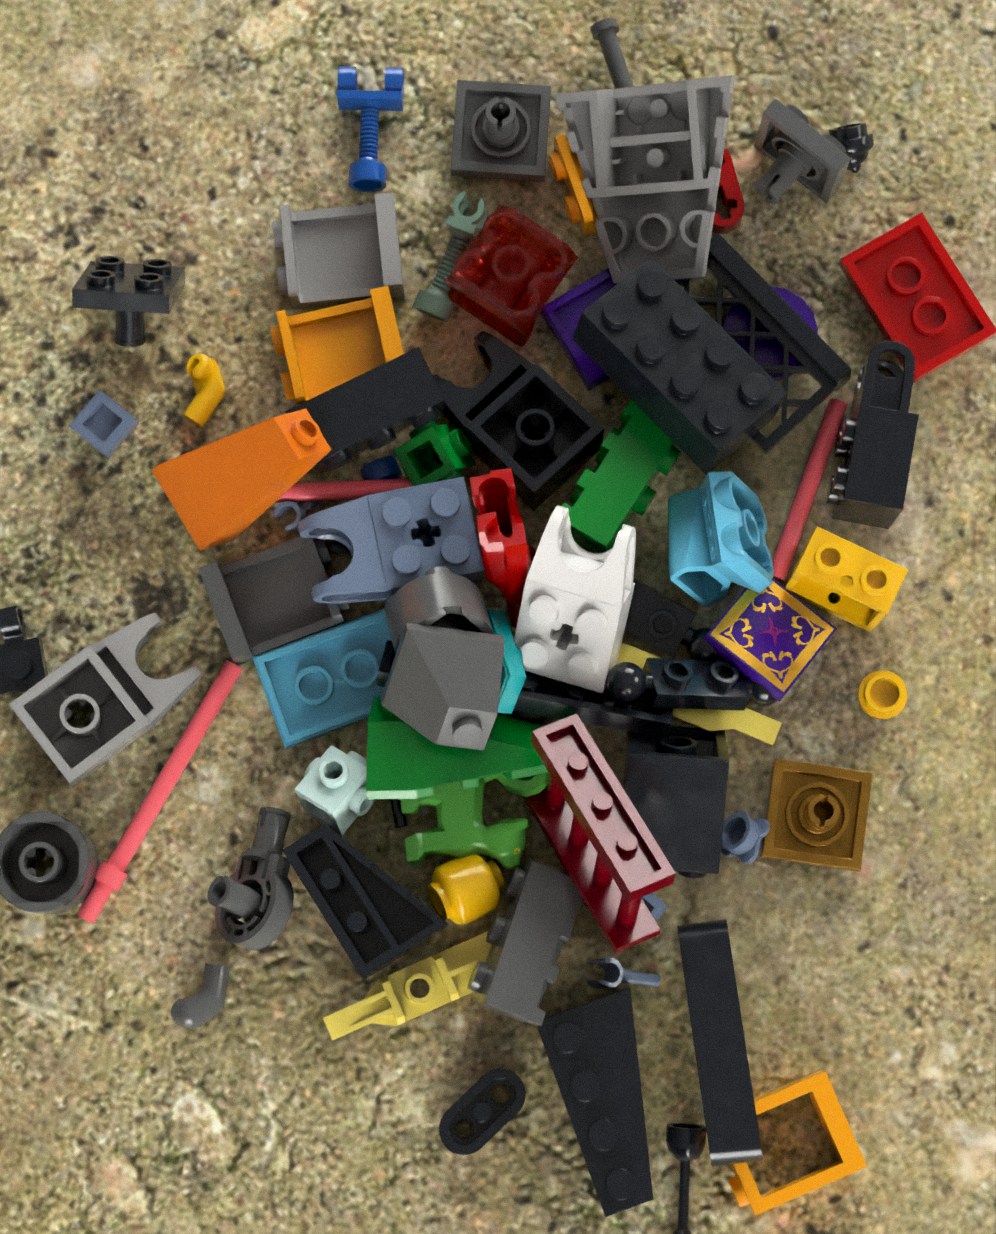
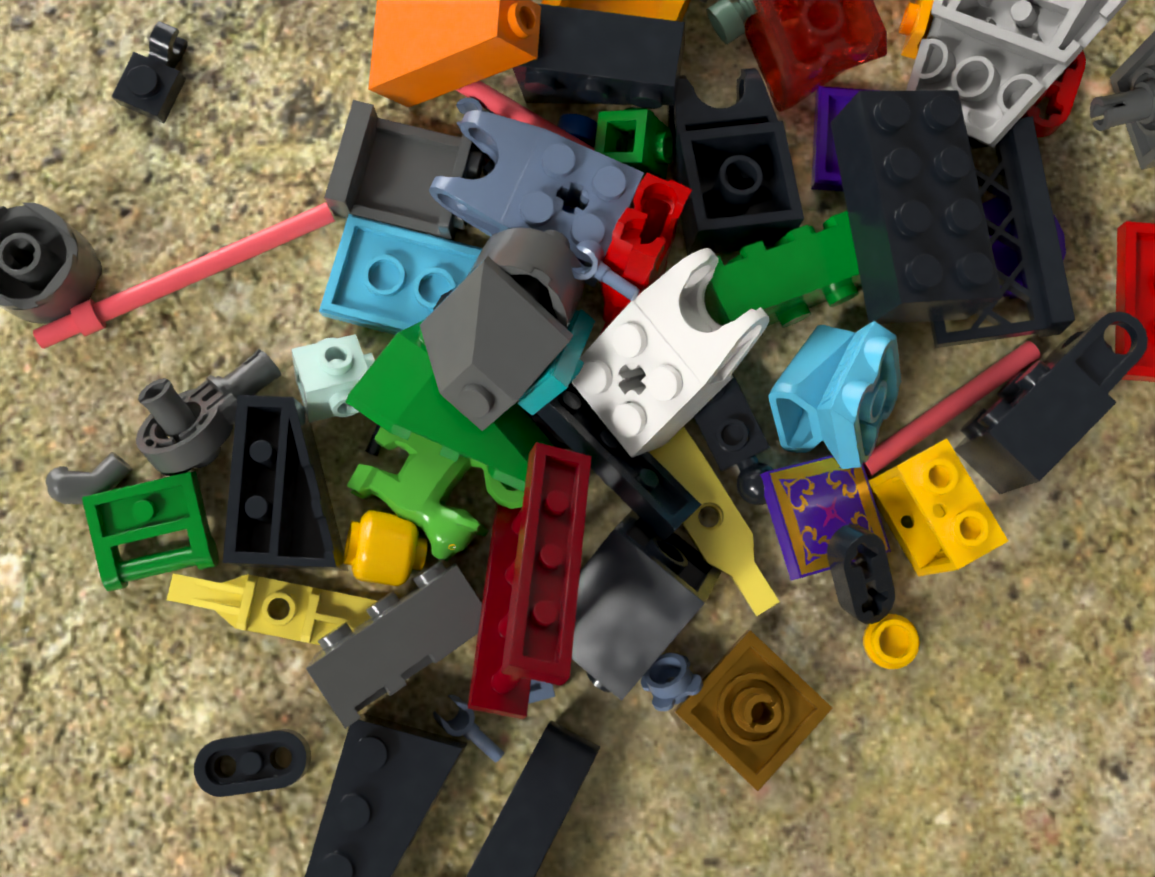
camera: 30 degrees right, 0 degrees up
(116, 689) = (204, 160): light grey brick -> none
(269, 988) = (147, 512): none -> green plate
(488, 575) = (602, 271): none -> sand blue hand
(687, 684) = (716, 505): black plate -> none
(822, 669) = (871, 570): none -> black beam

